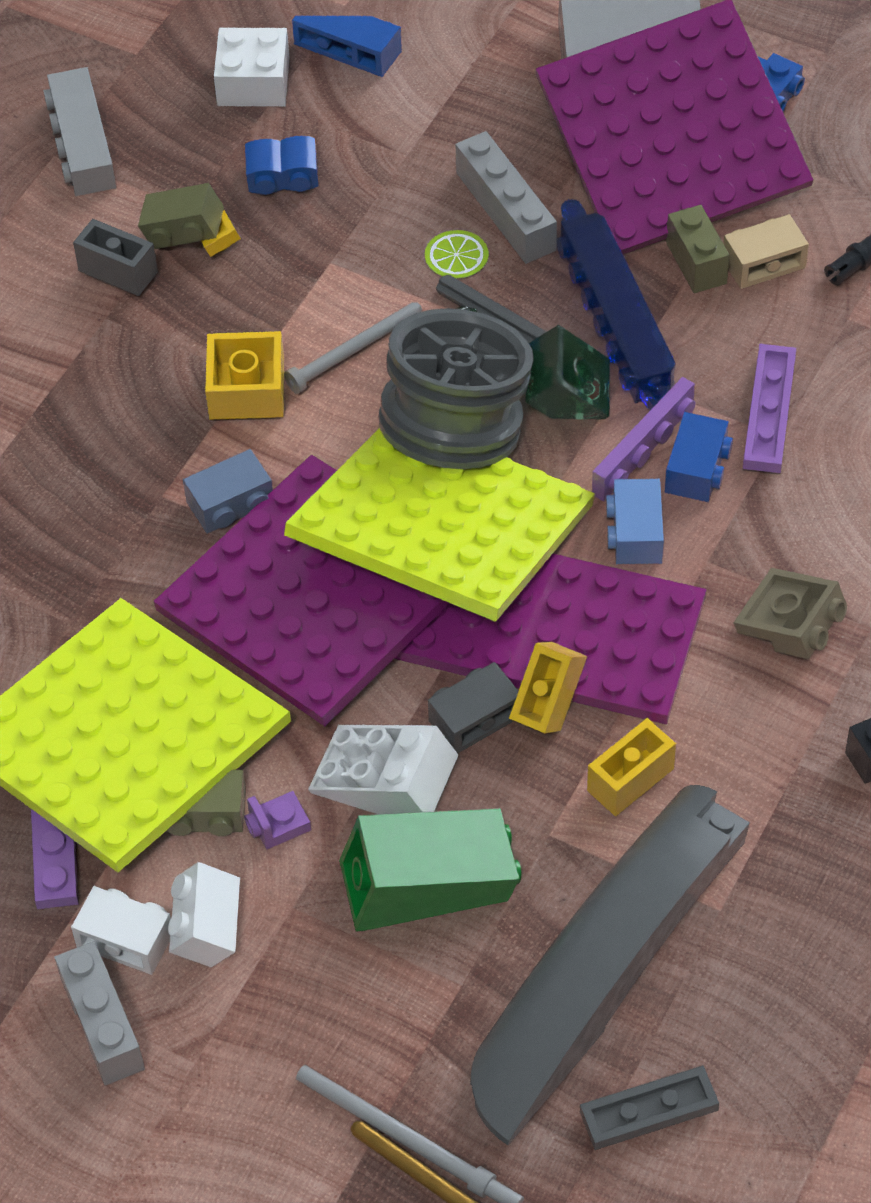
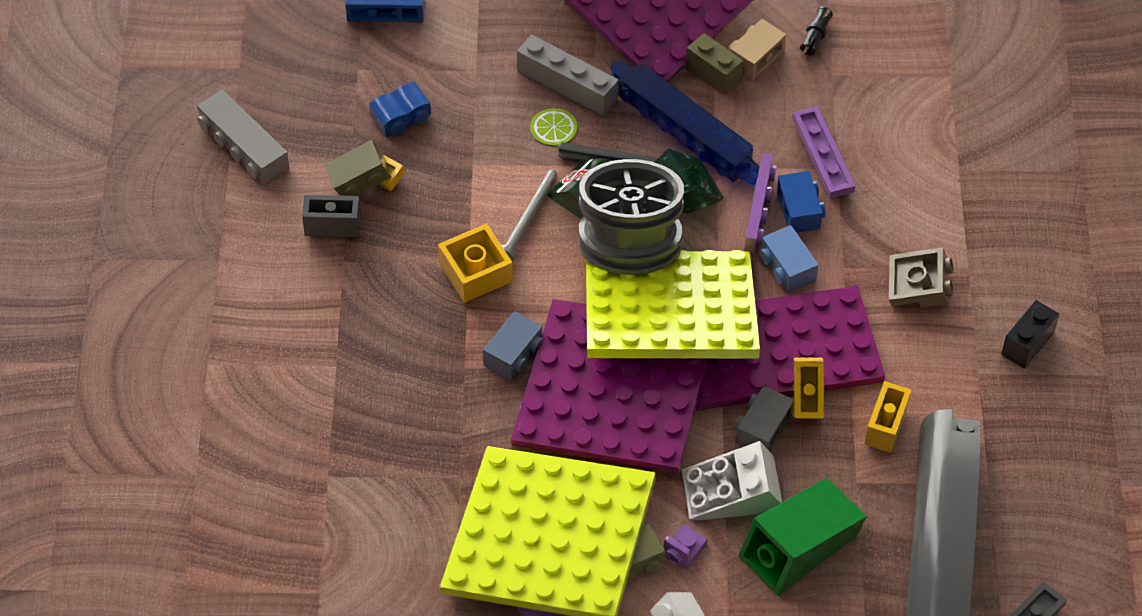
camera: 30 degrees left, 0 degrees up
(251, 67) = (334, 47): white brick -> none

